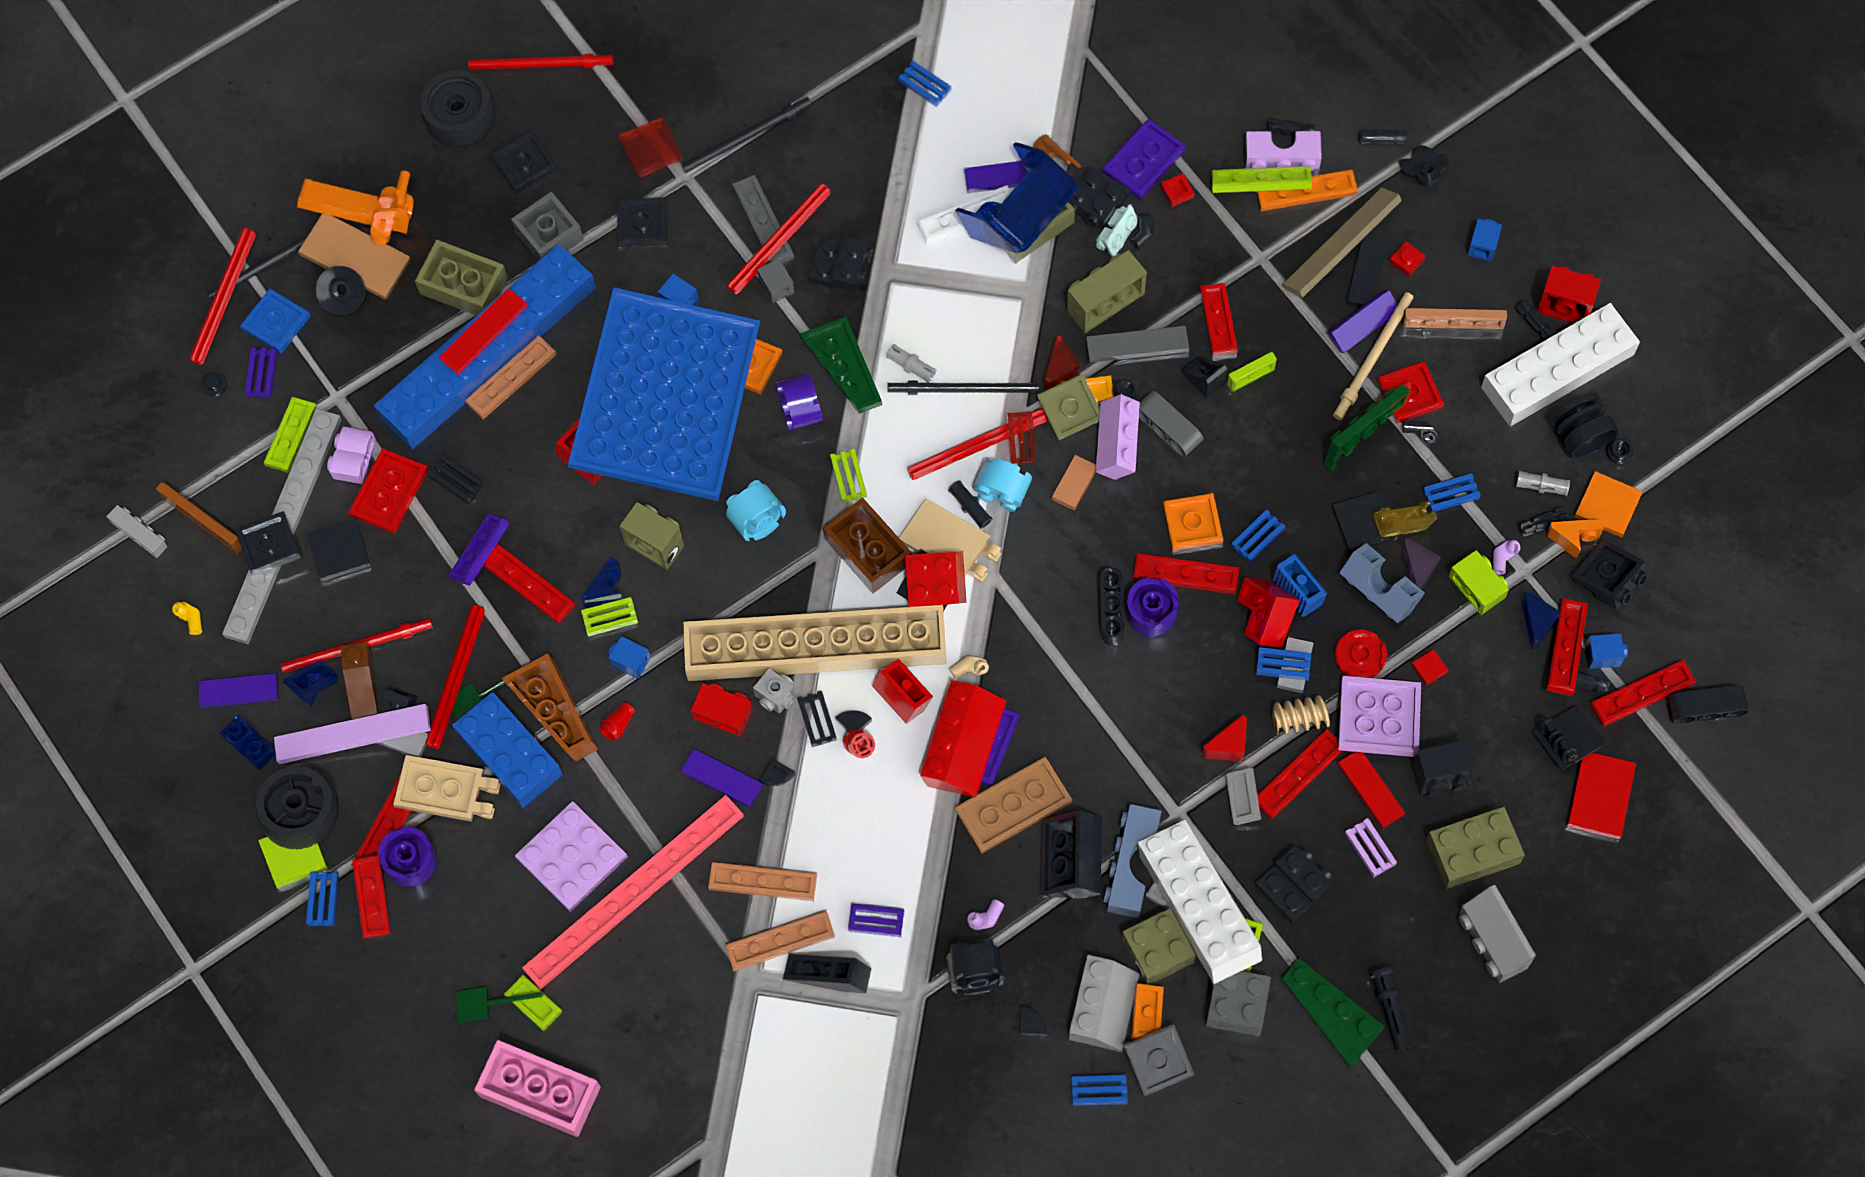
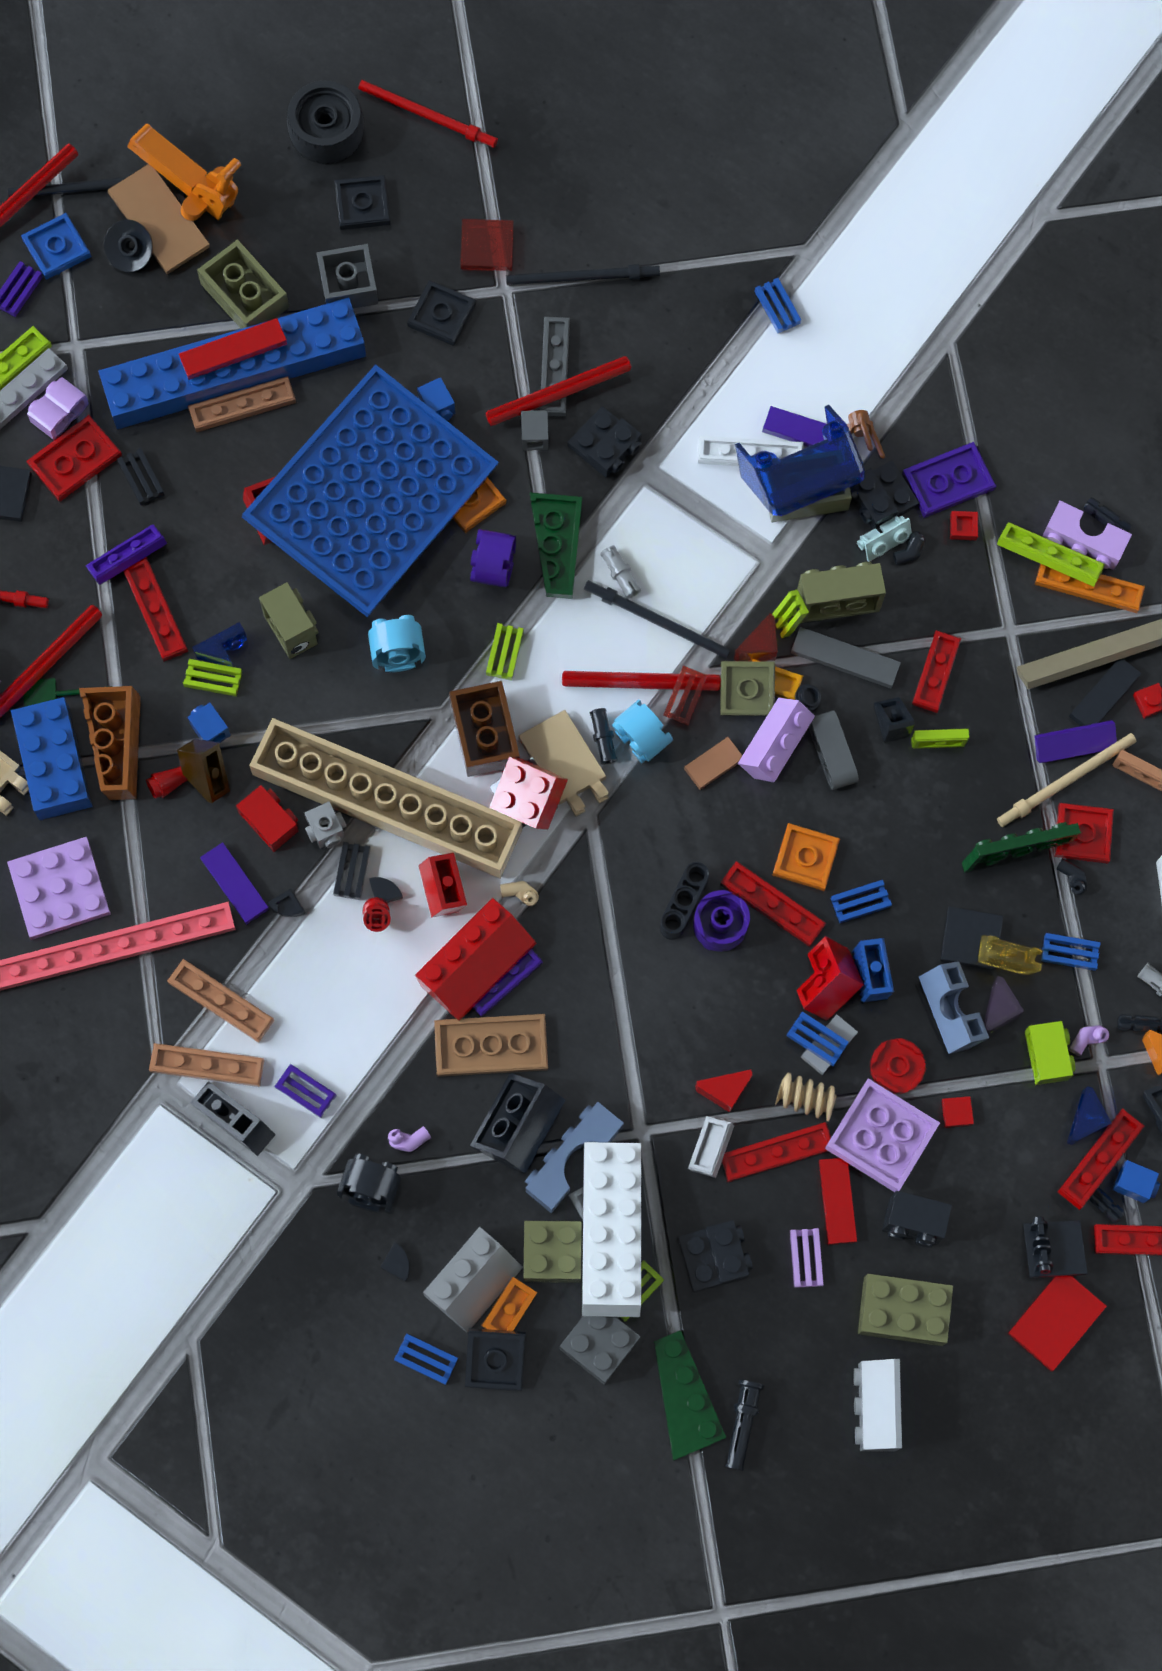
camera: 20 degrees right, 5 degrees up
(645, 693) = (204, 768): none -> dark brown slope
(1068, 338) = (788, 608): none -> lime tile

